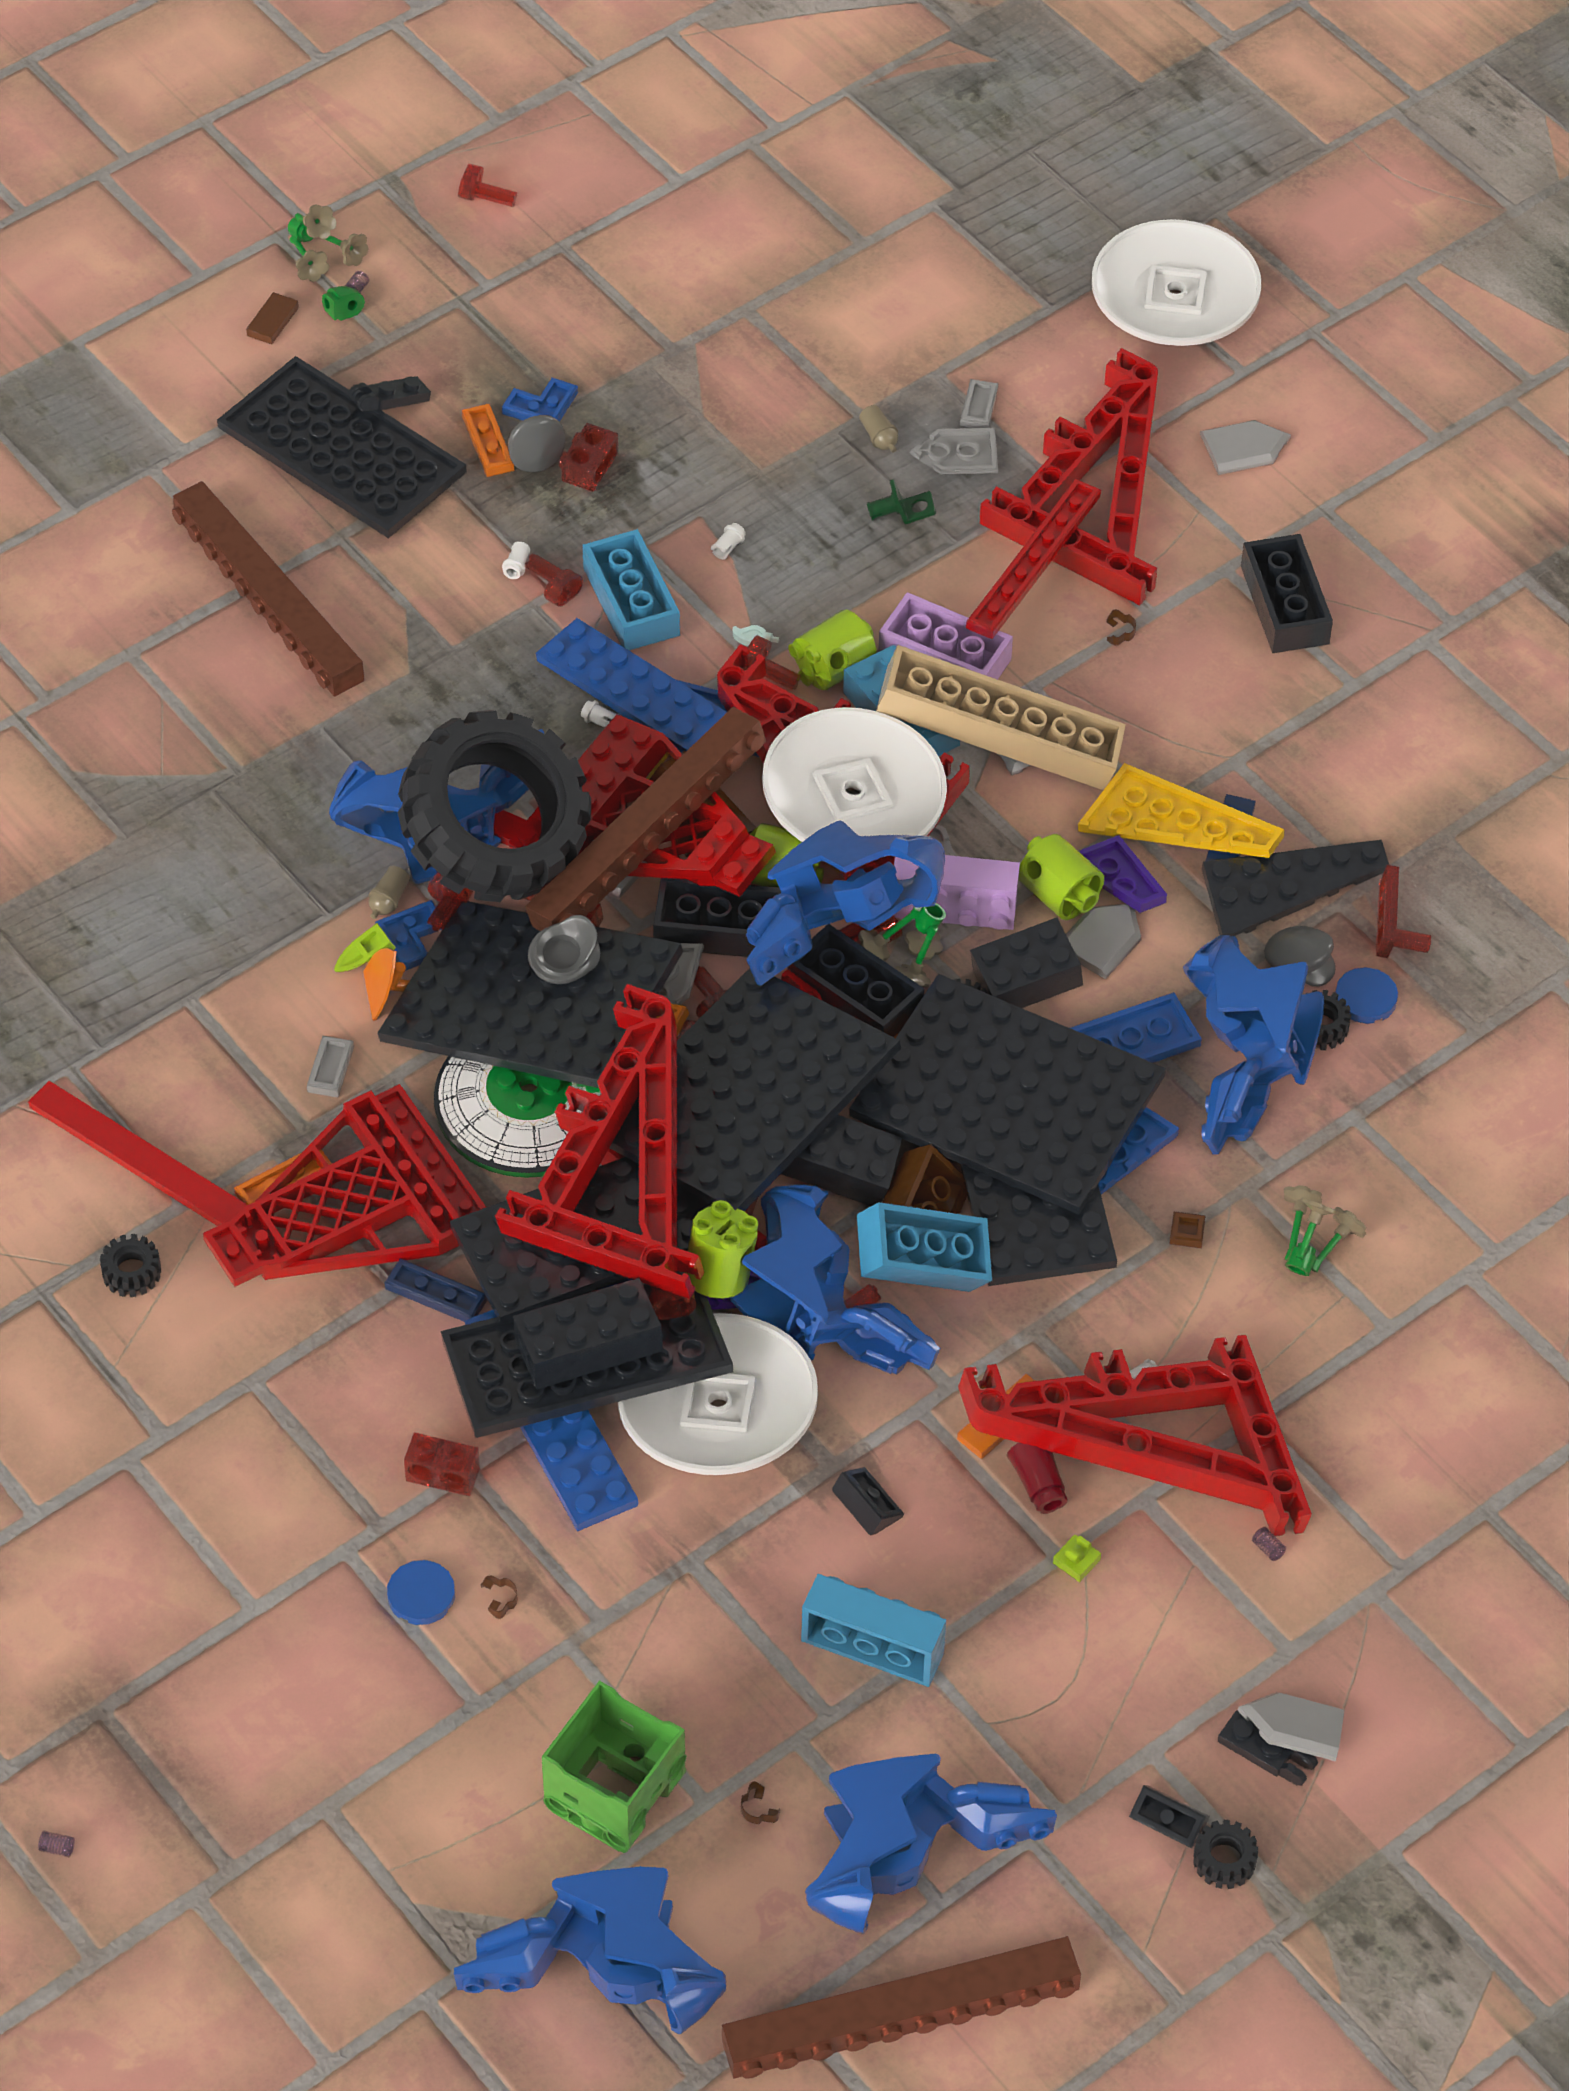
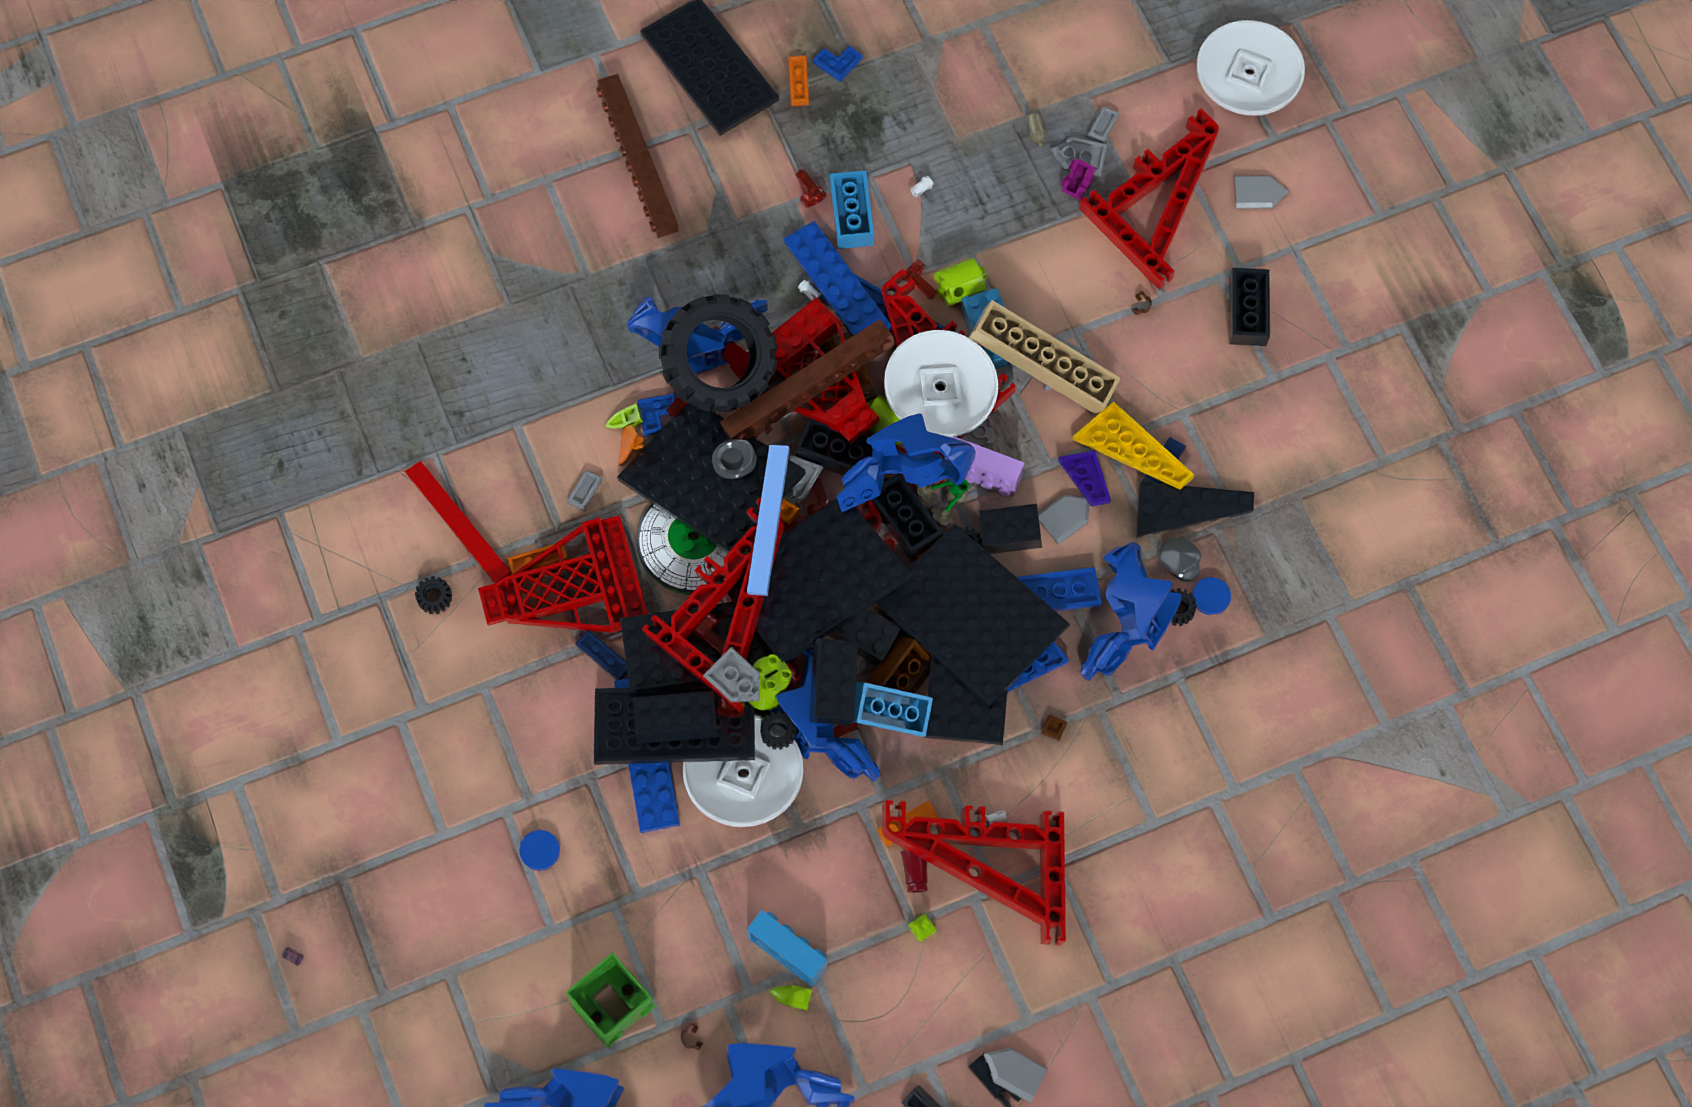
camera: 15 degrees right, 15 degrees up
(387, 893) = (649, 382): dark tan piece -> none
(389, 394) = (747, 36): black hinge -> none
(441, 1464) = (573, 772): clear red brick -> none
(488, 1582) = (578, 870): reddish brown piece -> none
(514, 565) = (788, 174): white pin -> none
(536, 443) = (823, 94): dark grey piece -> none
(589, 456) = (858, 110): clear red brick -> none
(597, 1201) = (705, 631): none -> clear red piece
(653, 1010) = (768, 520): none -> light blue tile
(671, 1240) = (735, 678): none -> light grey tile
(746, 635) = (917, 254): light aqua piece -> none
(761, 1336) = (777, 742): none -> black tyre
(828, 1215) = (833, 682): none -> black brick
(866, 1500) = (812, 857): black slope -> none
(896, 503) = (1034, 186): dark green bracket -> none
(905, 1706) = (792, 996): none -> lime plate
(944, 636) = (1029, 293): lavender brick -> none
(968, 477) = (1078, 179): none -> magenta cylinder
(1033, 559) = (1099, 248): red tile -> none
(1060, 876) = (1049, 473): lime cylinder -> none
(1266, 1542) = (1036, 950): piece -> none
(1302, 1258) = (1114, 764): plant -> none
(1387, 932) = (1237, 559): clear red piece -> none

